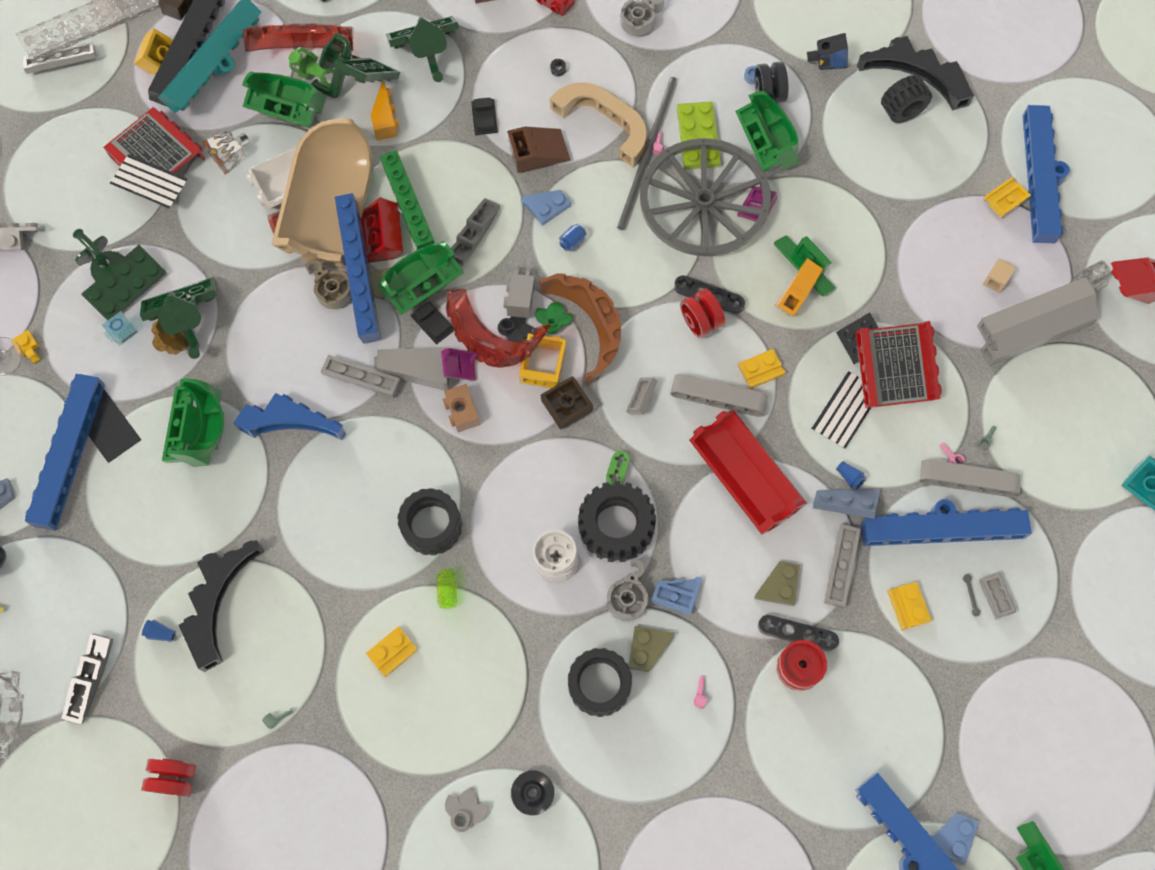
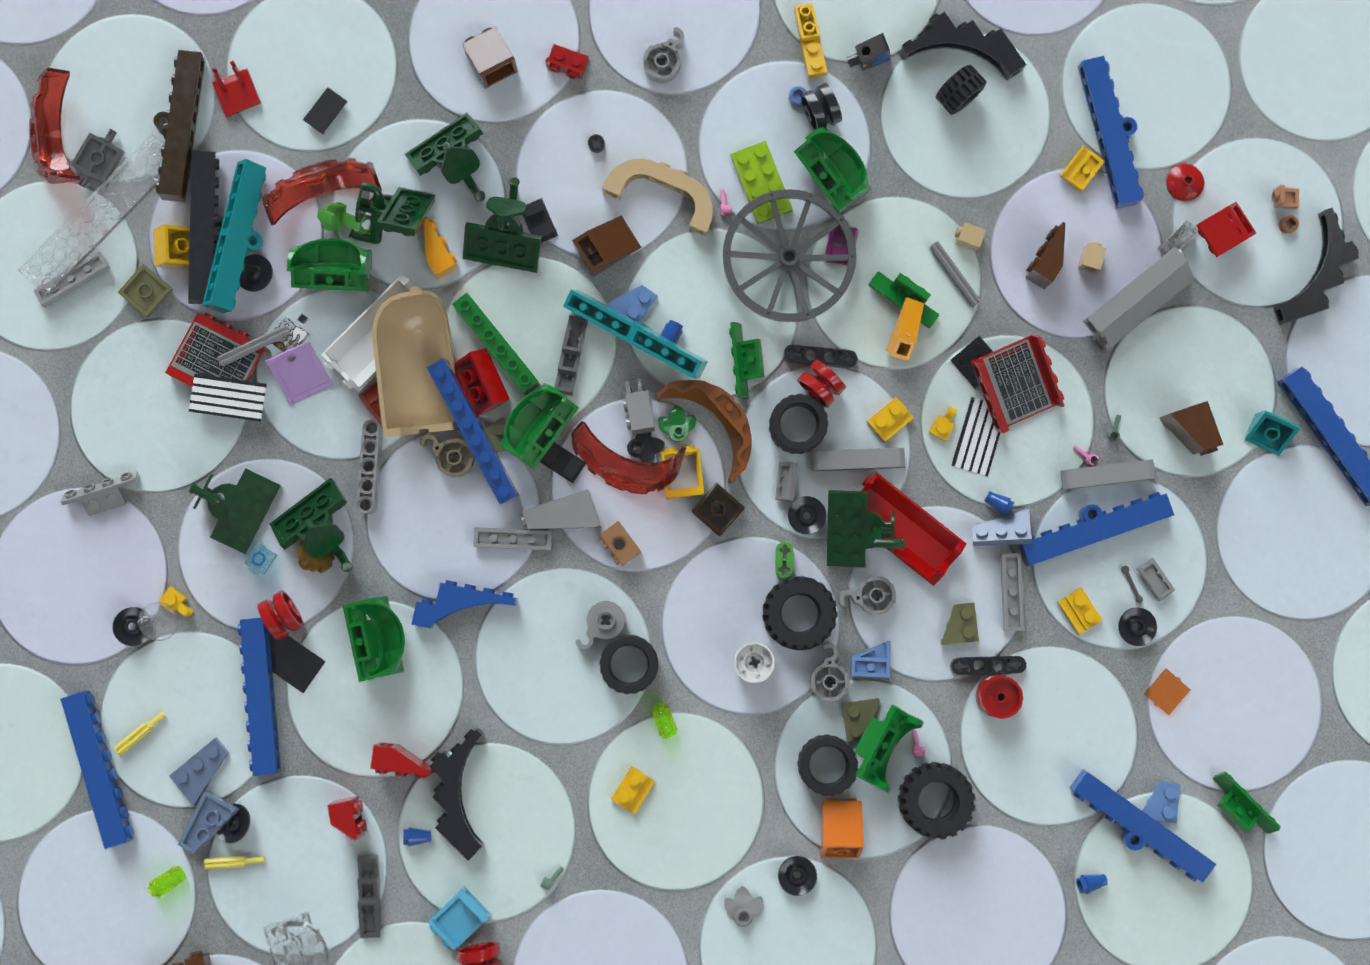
camera: 25 degrees left, 15 degrees up
(98, 587) = (347, 817): none -> red slope
(114, 379) = (280, 615): none -> red wheel
(117, 82) = (145, 290): none -> olive plate
(165, 545) = (397, 759): none -> red slope
(167, 730) = (458, 919): none -> medium azure panel
(189, 143) = (253, 345): none -> light grey axle
(216, 91) = (253, 264): none -> black dish
(222, 182) = (300, 376): none -> lavender container
(253, 284) = (365, 458): none -> light grey beam
(411, 471) = (601, 631): none -> light grey piece
(444, 115) = (503, 243): none -> dark green plate
(466, 366) = (604, 503): magenta piece -> none
(539, 223) = (635, 334): none -> teal hinge
(594, 756) = (841, 828): none -> orange slope
(637, 277) = (747, 359): none -> green bracket
(646, 154) = (716, 216): dark grey piece -> none
(656, 424) = (814, 508): none -> black dish
(663, 674) = (880, 741): none -> green piece
(674, 324) = (798, 401): none -> black tyre
(686, 526) = (864, 599): none -> light grey piece
(693, 453) = (855, 529): none -> dark green plate
(733, 745) = (961, 808): none -> black tyre
(777, 32) = (810, 41): none -> yellow slope
(812, 389) = (942, 426): none -> yellow plate
(860, 257) = (955, 274): none -> light grey axle
(883, 226) = (969, 236): none -> tan brick
(953, 264) = (1050, 257): none -> reddish brown slope
(976, 633) = (1146, 626): none -> black dish
(985, 717) = (1167, 691): none -> clear orange piece
(1070, 454) = (1195, 428): none -> reddish brown slope
(1102, 240) = (1179, 188): none -> red dish

